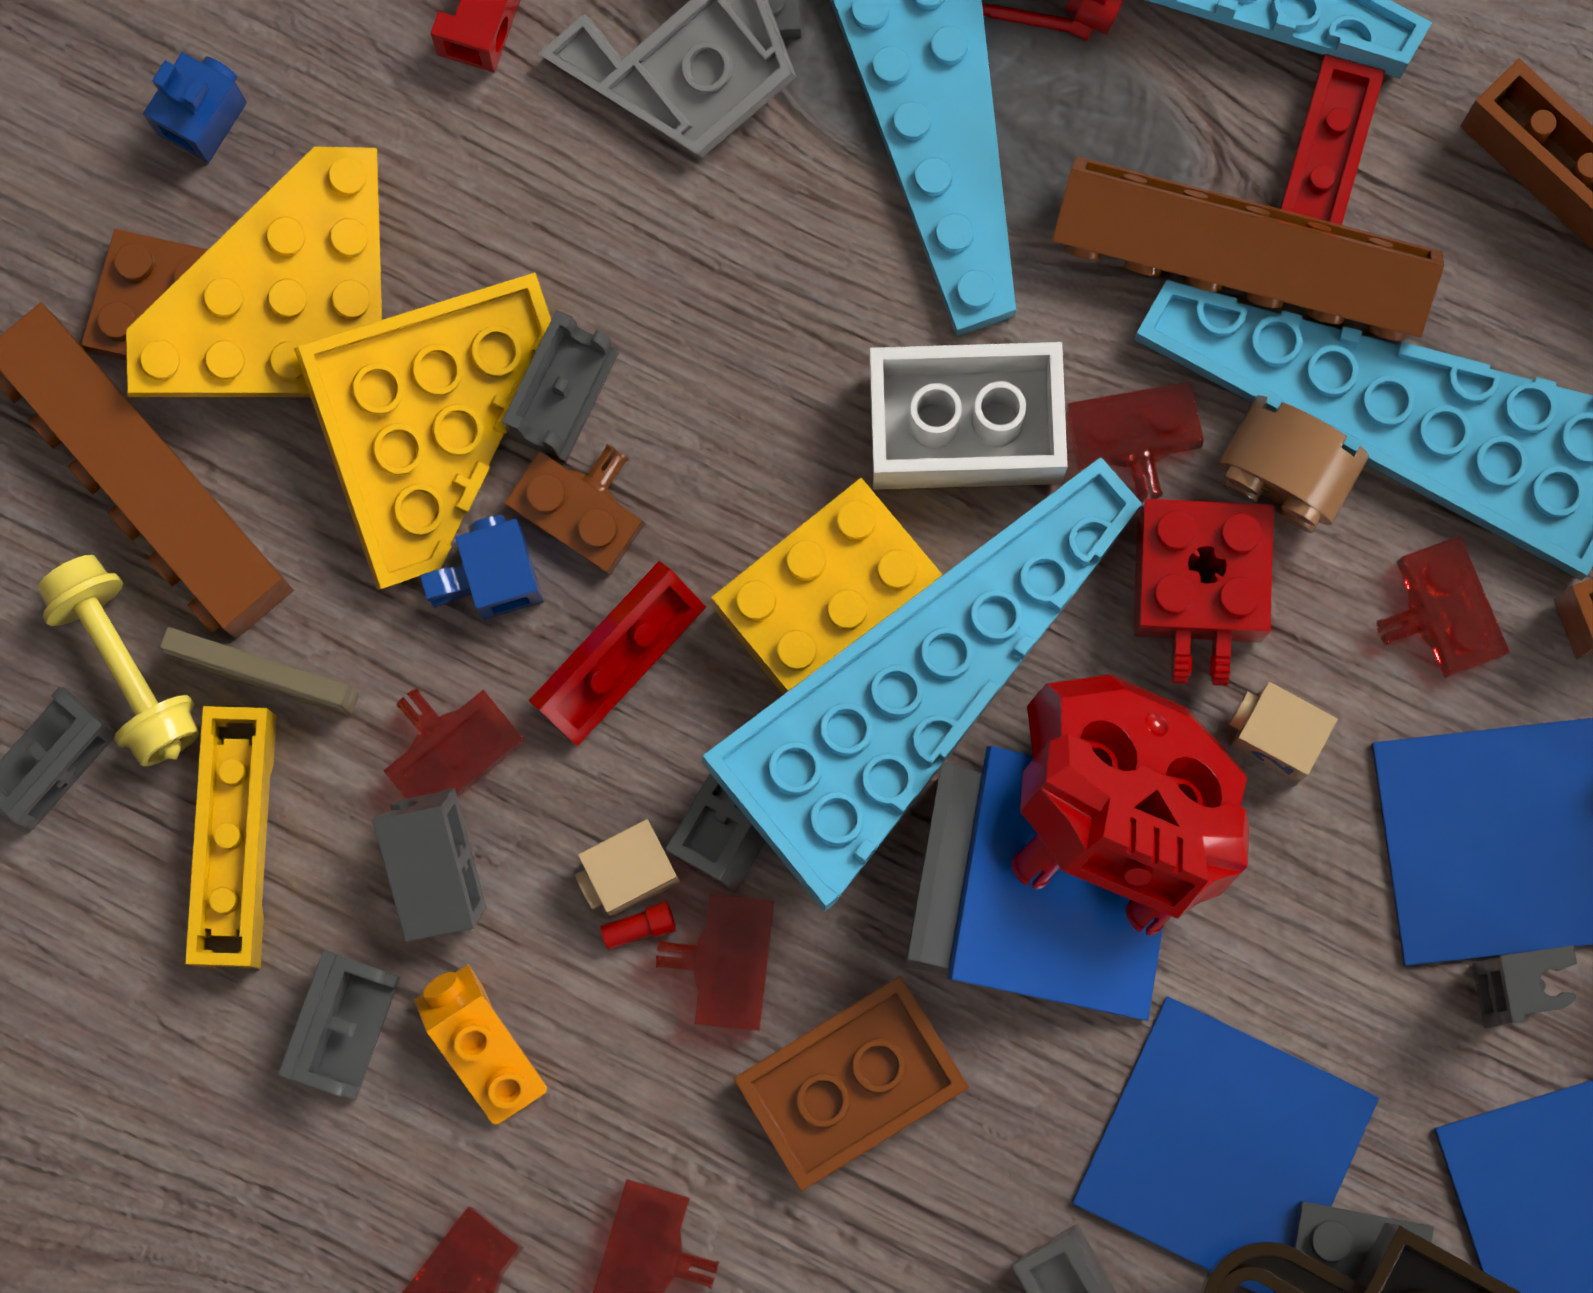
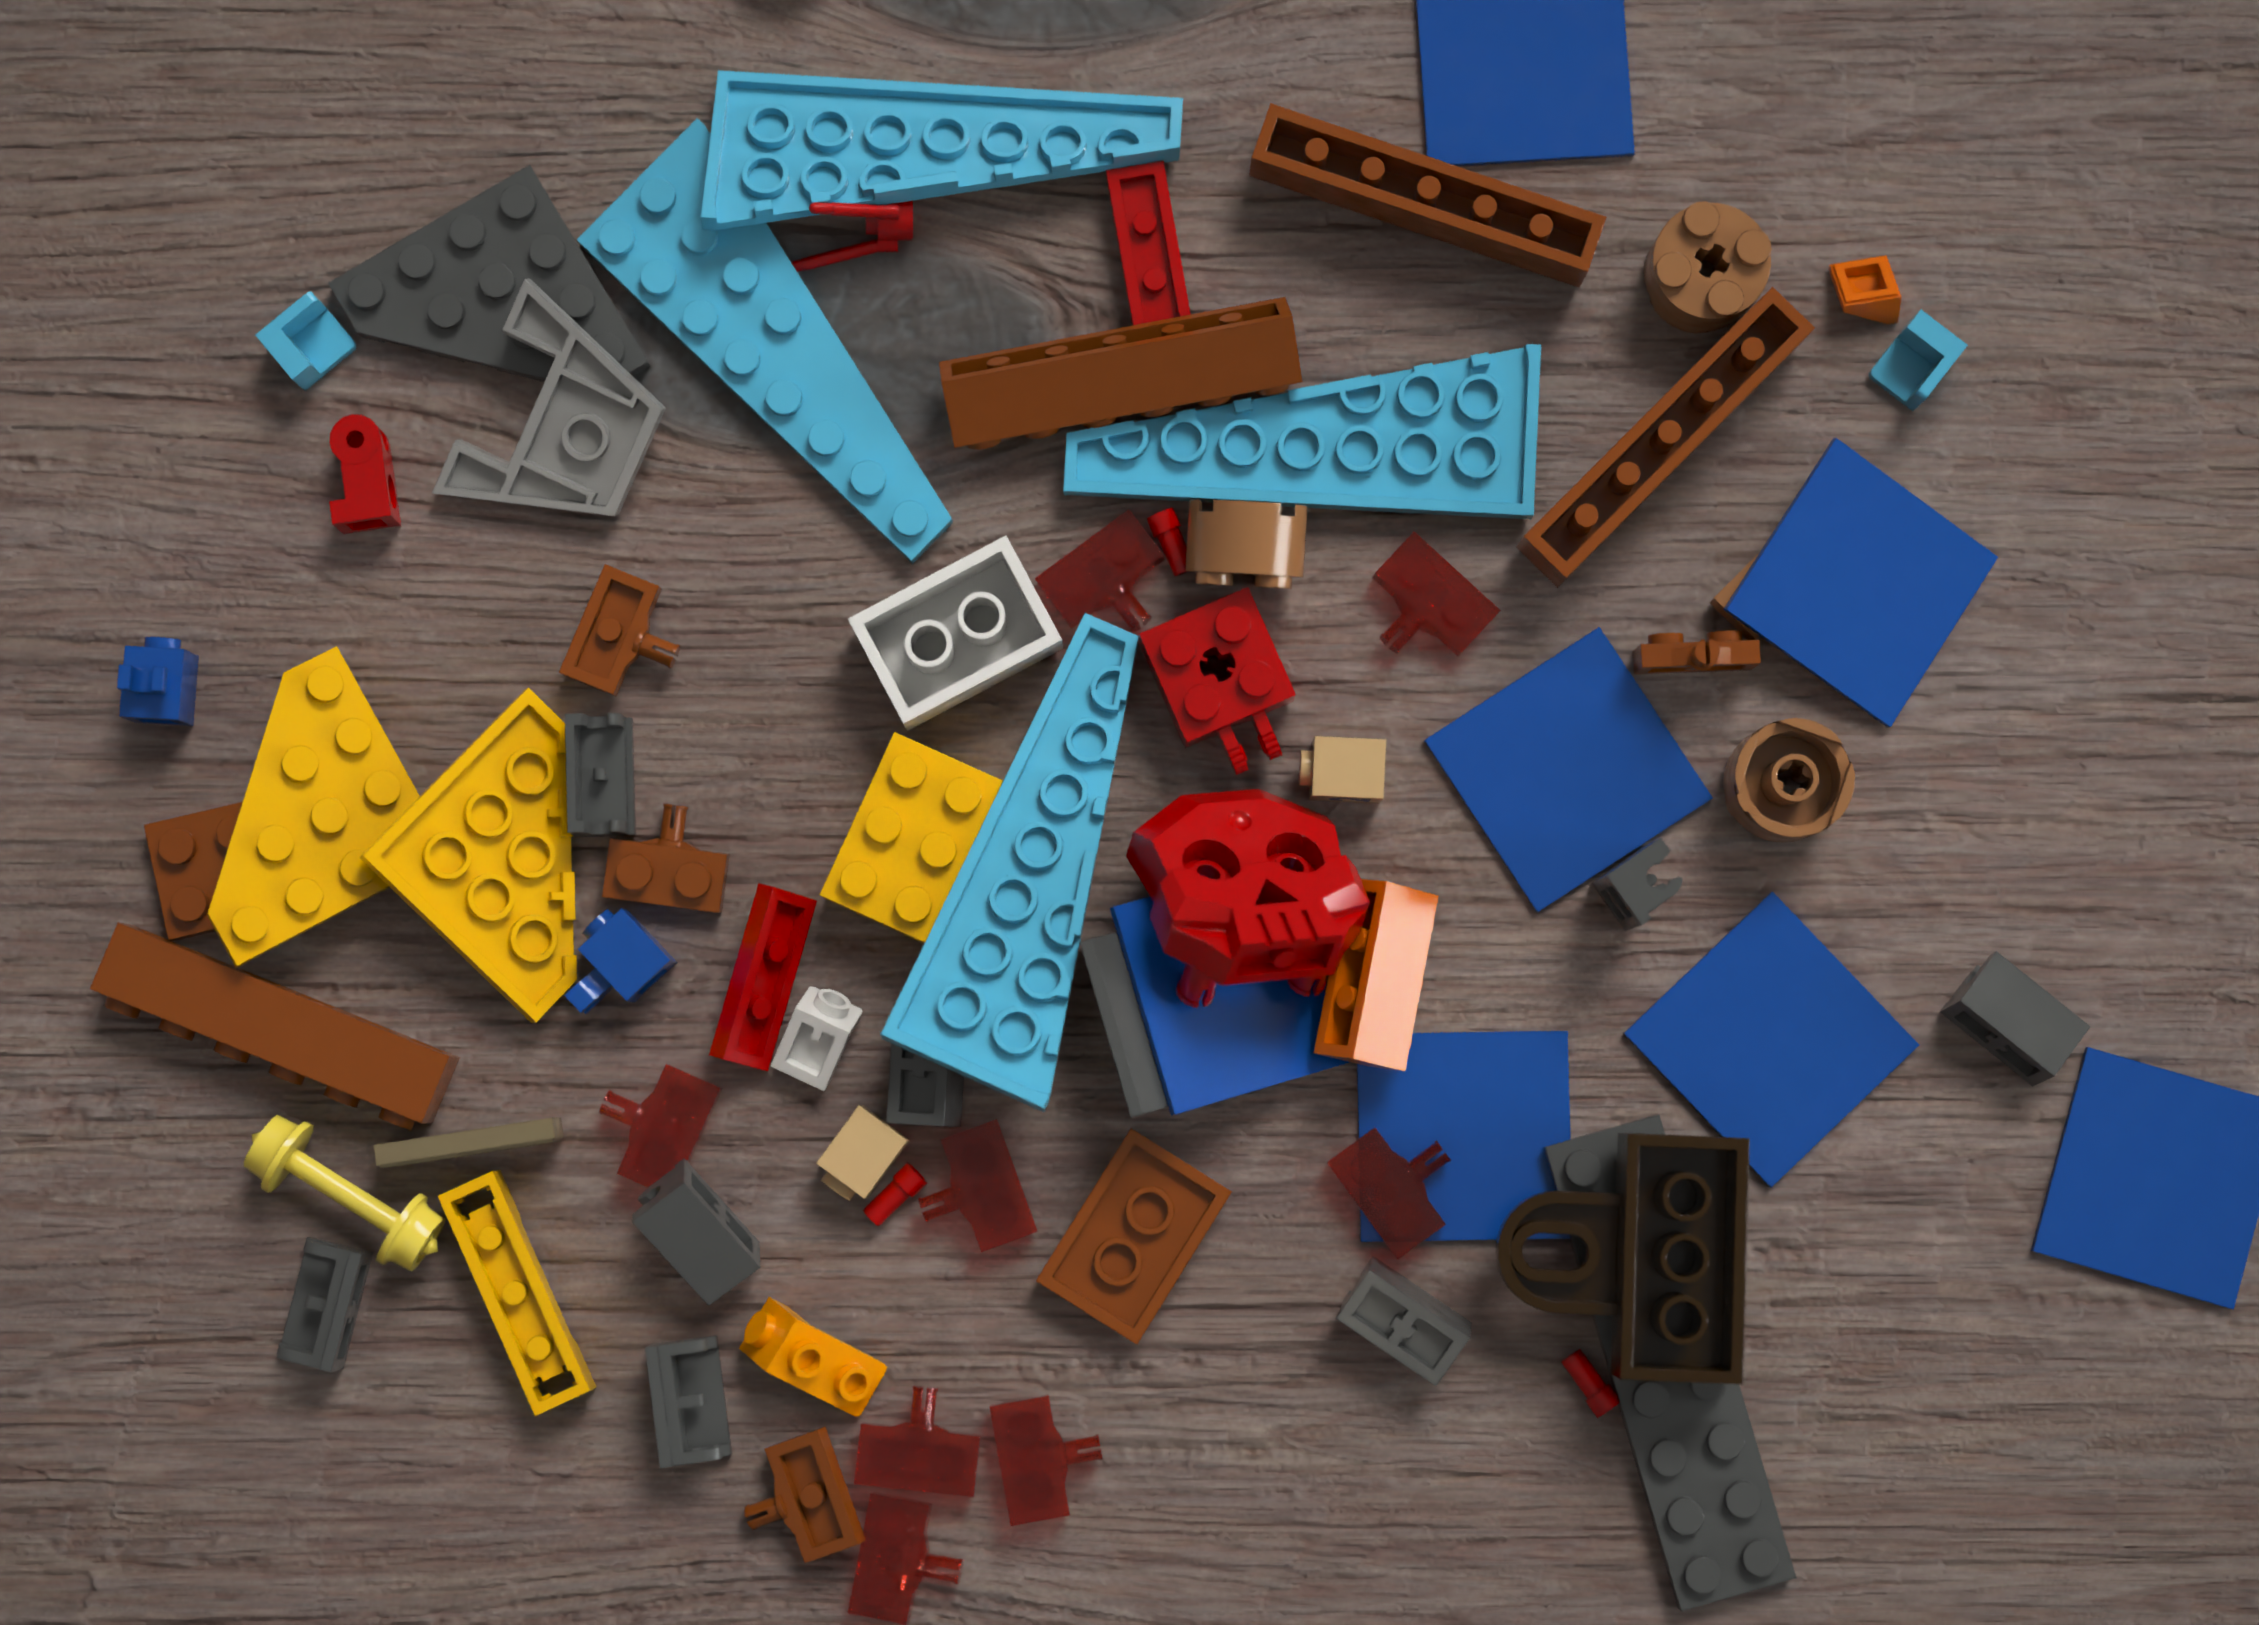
camera: 35 degrees left, 5 degrees up
(408, 1178) = (809, 1496): none -> dark orange plate
(534, 1190) = (918, 1453): none -> clear red plate
(640, 736) = (816, 1036): none -> white bracket
(643, 263) = (615, 632): none -> dark orange plate
(1128, 1165) = (1391, 1189): none -> clear red plate
(1217, 951) = (1379, 980): none -> brick
(1218, 417) = (1166, 528): none -> red piece

